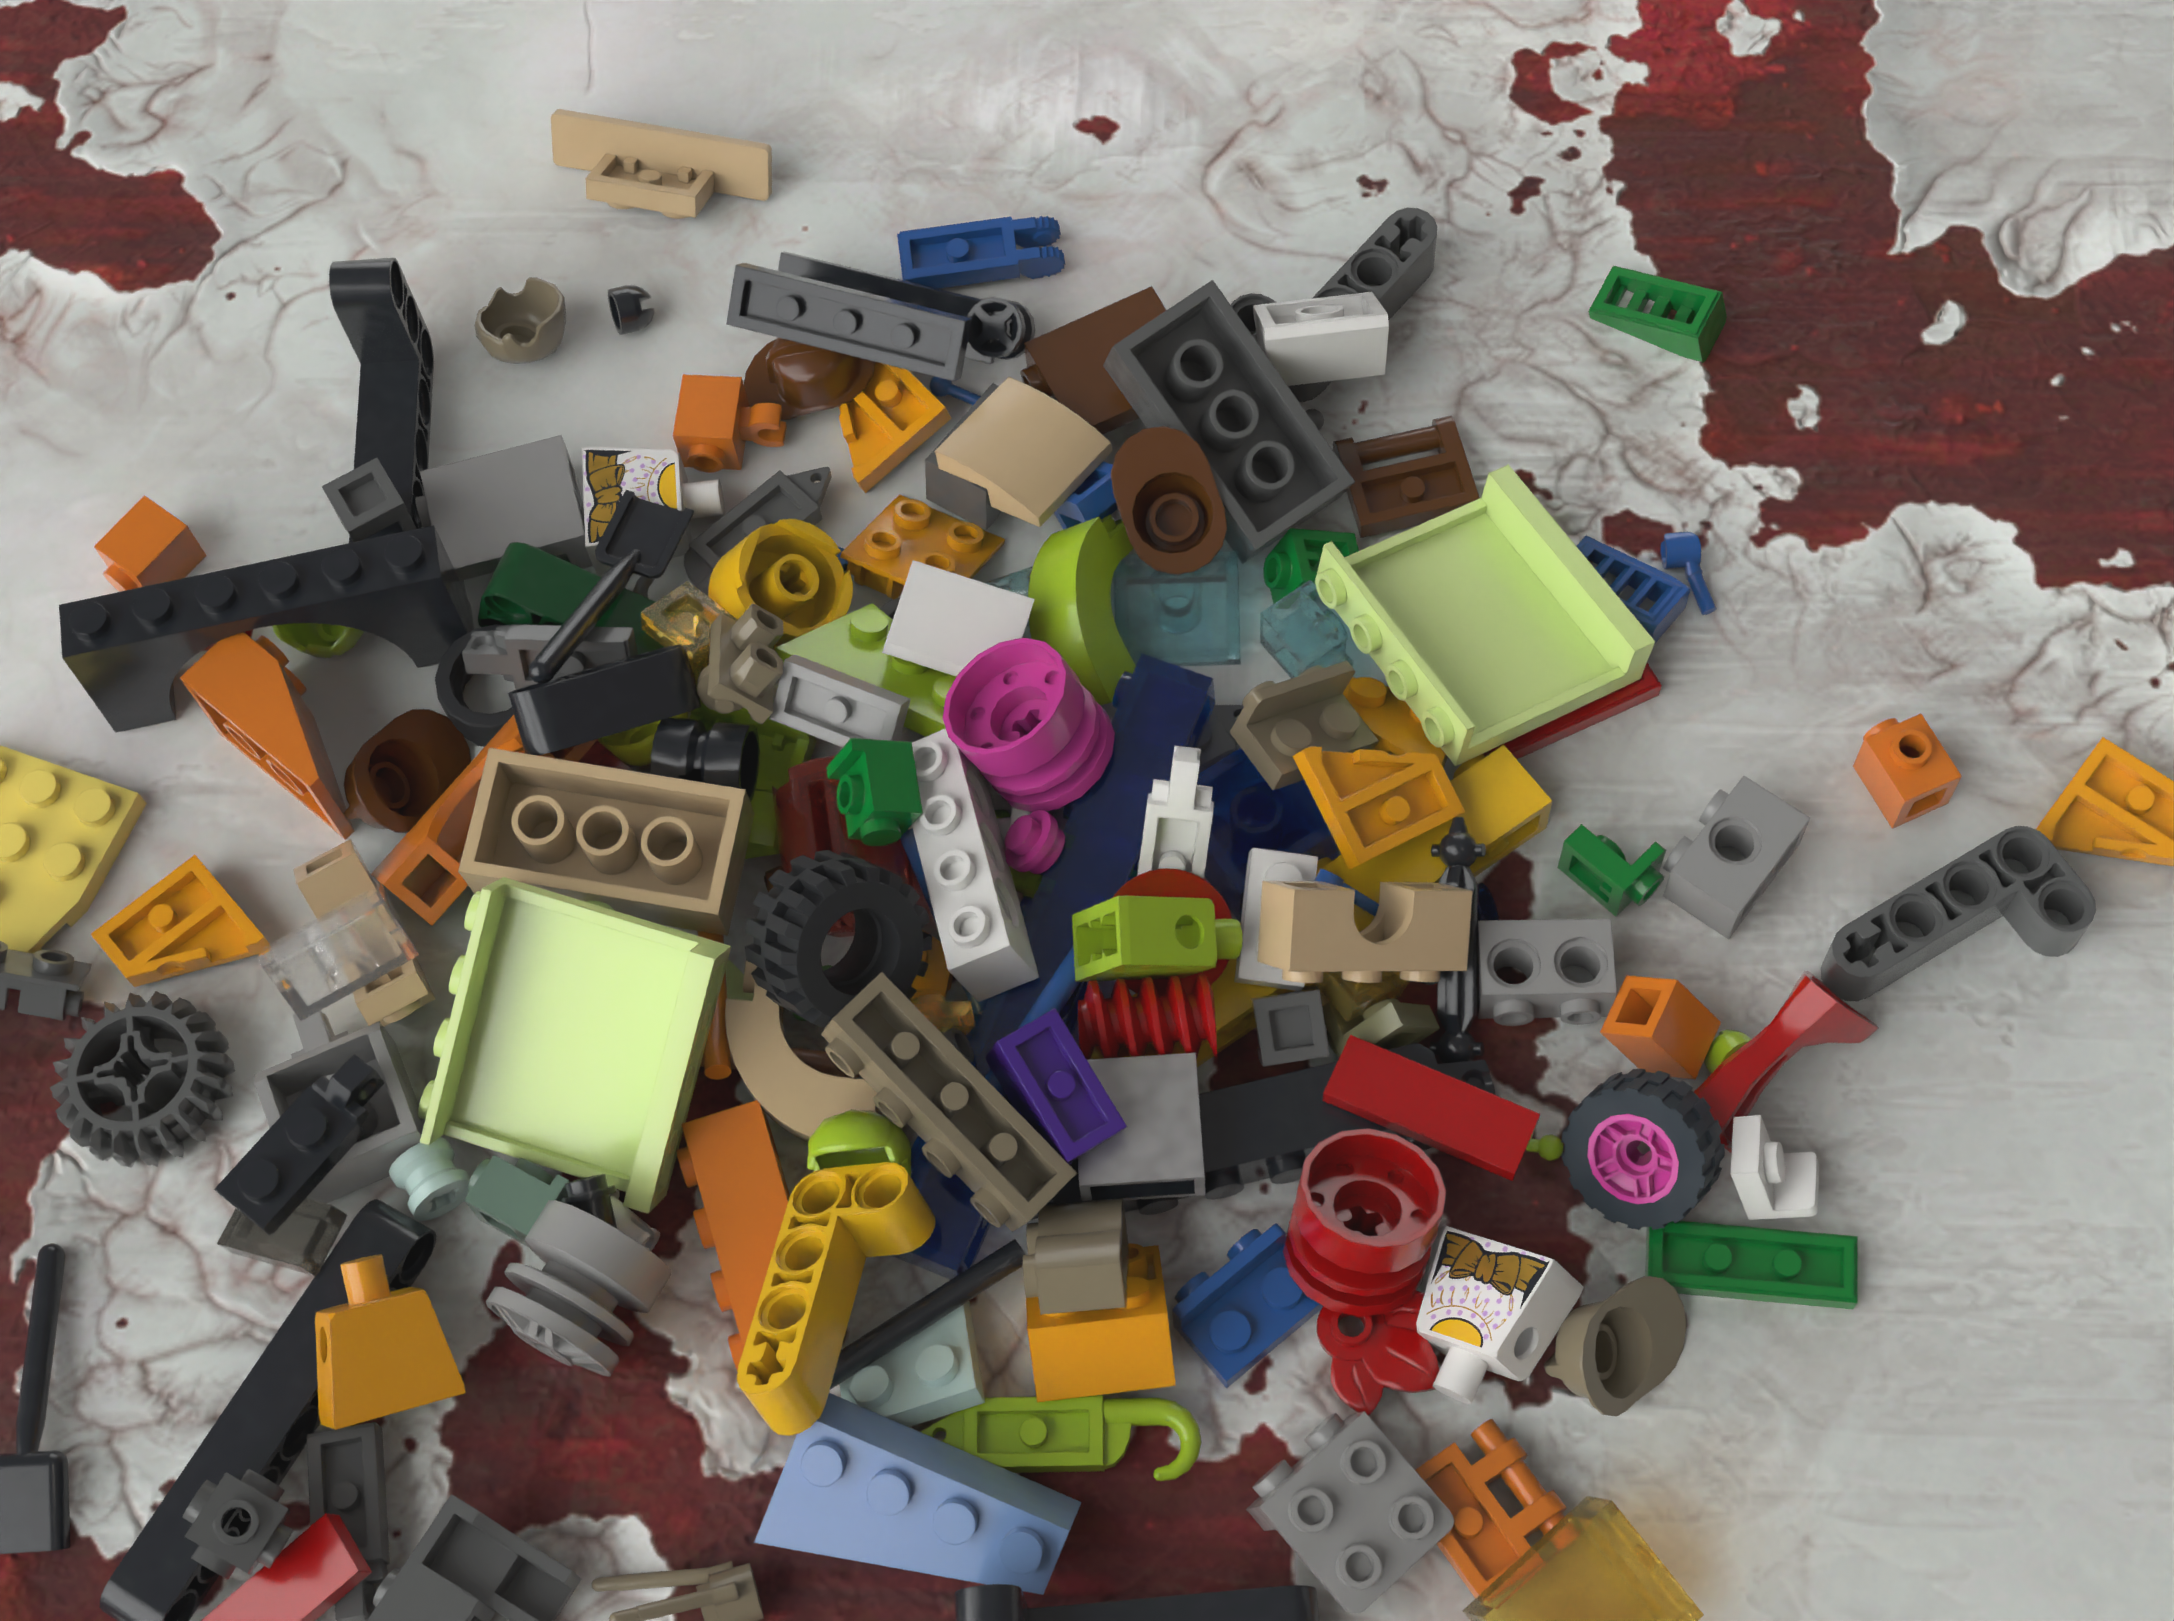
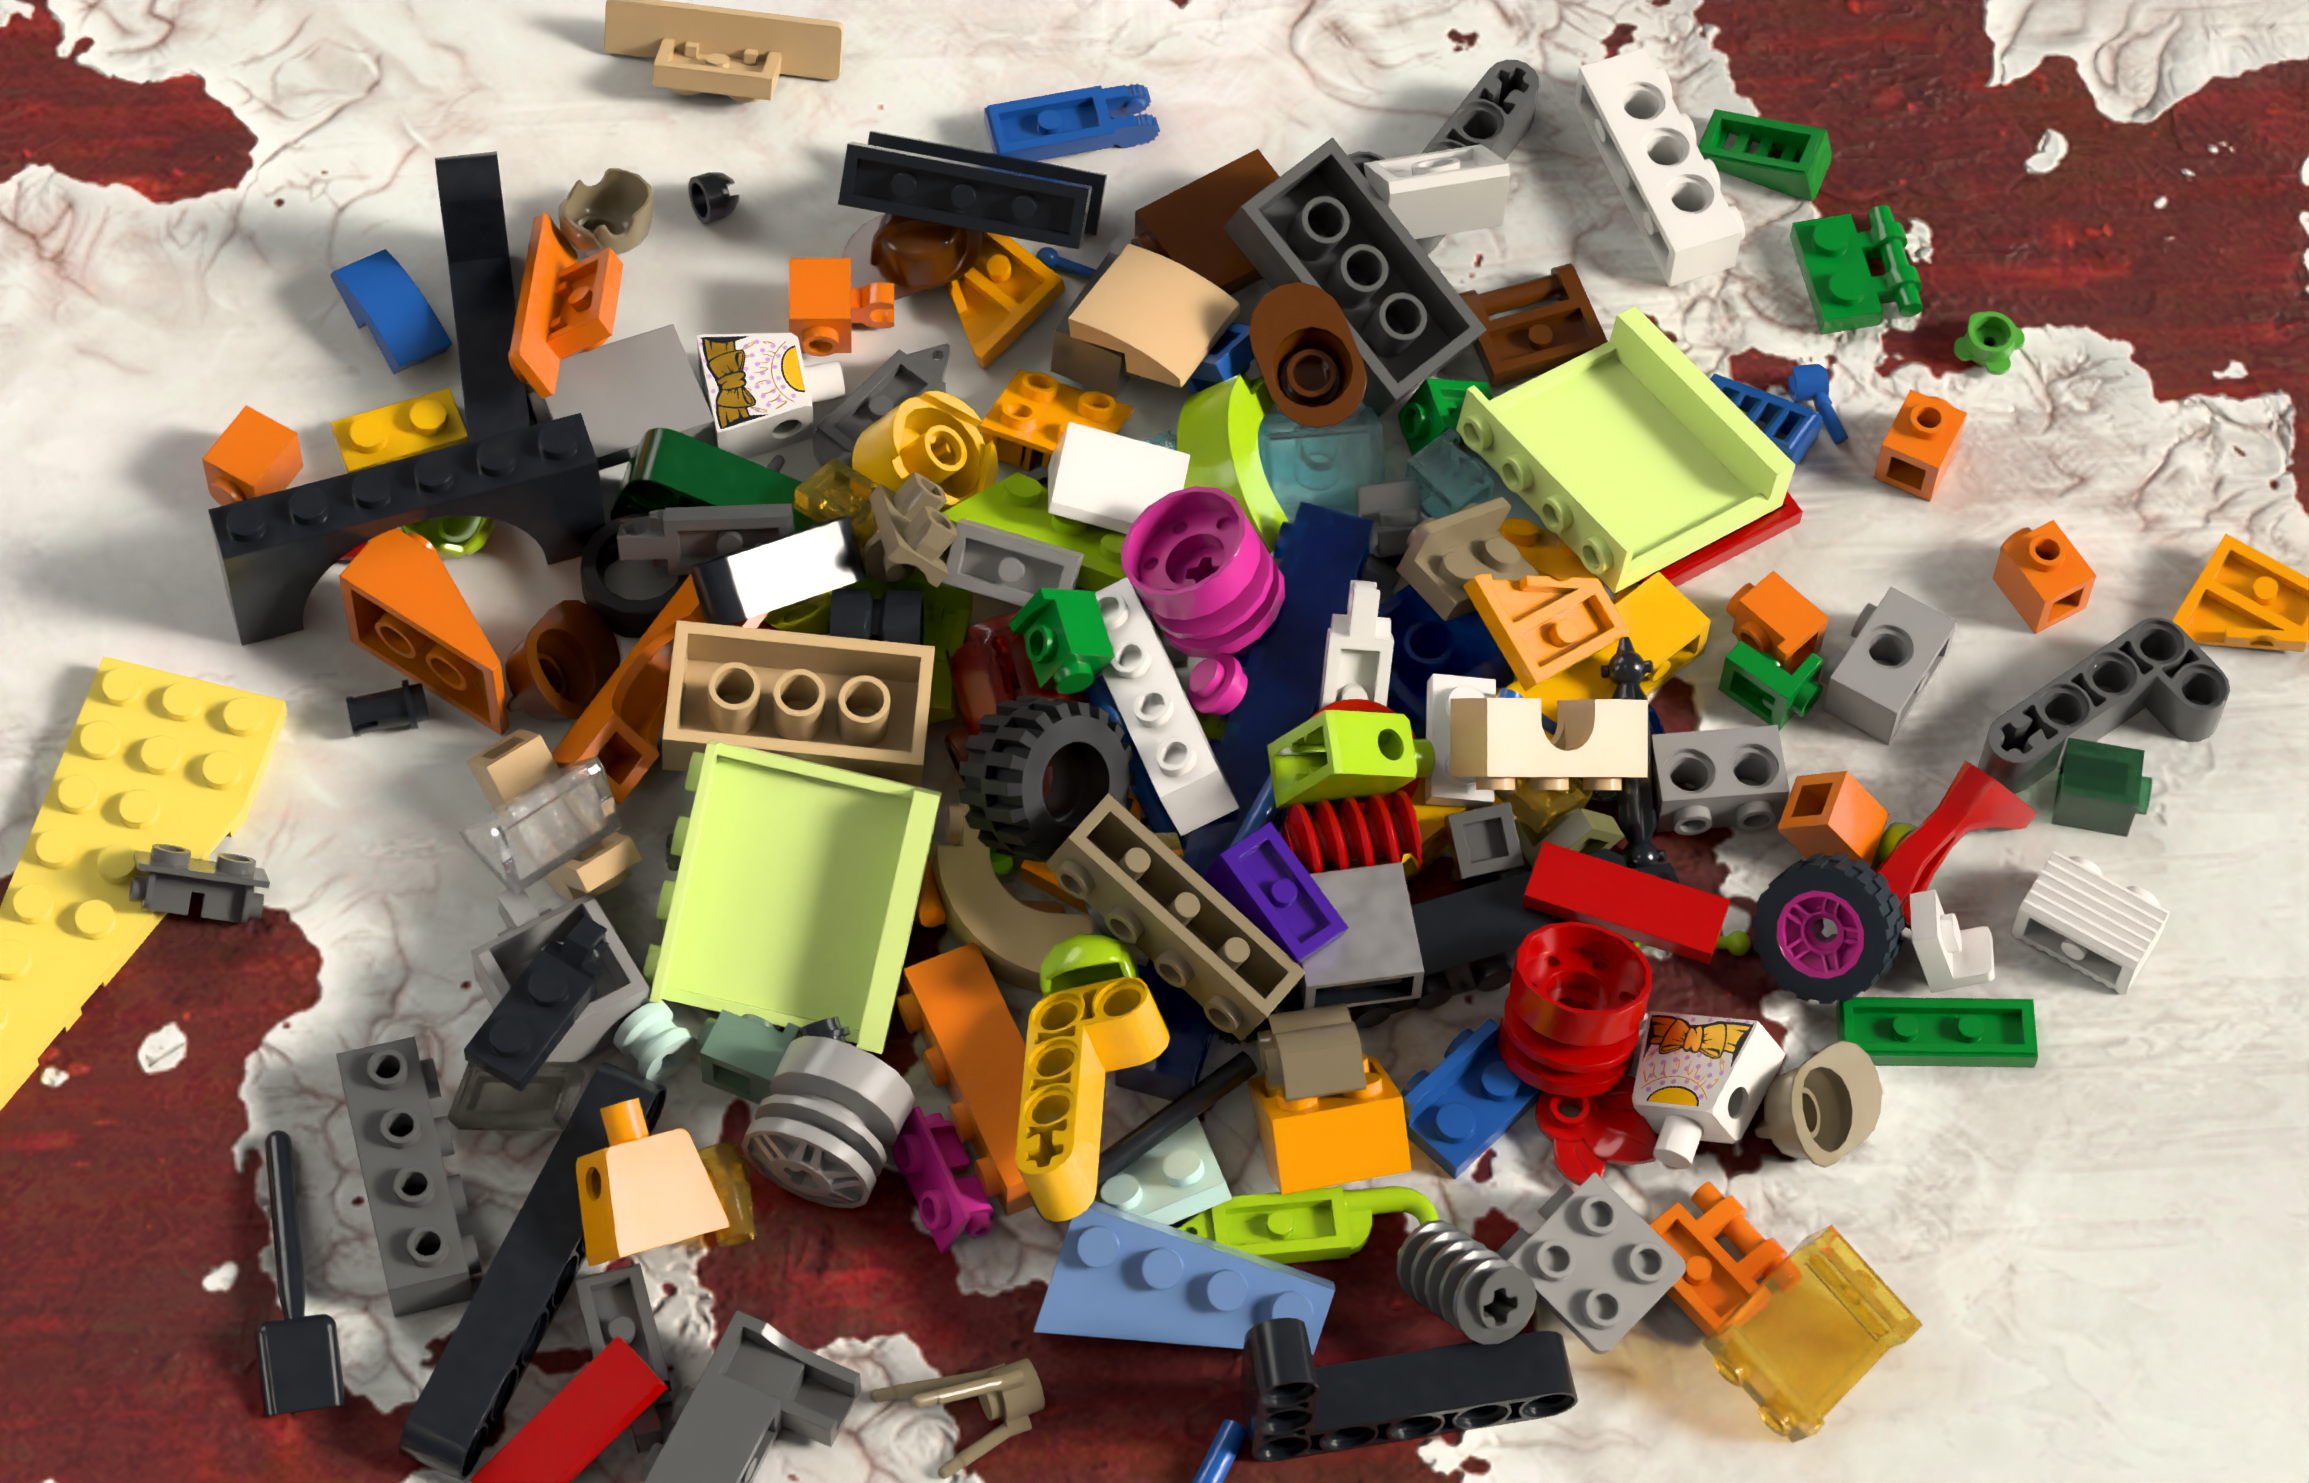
camera: 15 degrees left, 5 degrees down
(116, 1058) = (392, 950): dark grey gear -> none
(162, 1307) = (406, 1176): none -> dark grey brick
(179, 928) = (354, 826): light orange wing -> none
(236, 807) = (388, 709): none -> black pin
(259, 1544) = (538, 1347): dark grey brick -> none
(287, 529) = (399, 431): none -> yellow plate
(307, 407) = (393, 309): none -> blue slope
(367, 501) = (496, 397): dark grey panel -> none
(451, 412) = (561, 305): none -> orange bracket
(476, 1345) = (731, 1181): none -> clear yellow cone
(636, 542) = (772, 424): black piece -> none
(696, 1376) = (928, 1156): none -> dark pink hinge
(989, 328) = (1105, 185): black wheel -> none
(1214, 1524) = (1465, 1283): none -> dark grey piece
(1238, 665) = (1395, 513): none -> dark grey bracket
(1565, 398) = (1683, 243): none -> white brick
(1623, 804) = (1777, 621): none -> orange brick
(1722, 441) = (1838, 275): none -> green plate
(1789, 622) = (1920, 445): none -> orange brick
(1874, 503) = (1991, 328): none -> bright green plate
(1927, 1154) = (2090, 921): none -> white brick
(1948, 1005) = (2100, 787): none -> clear green brick

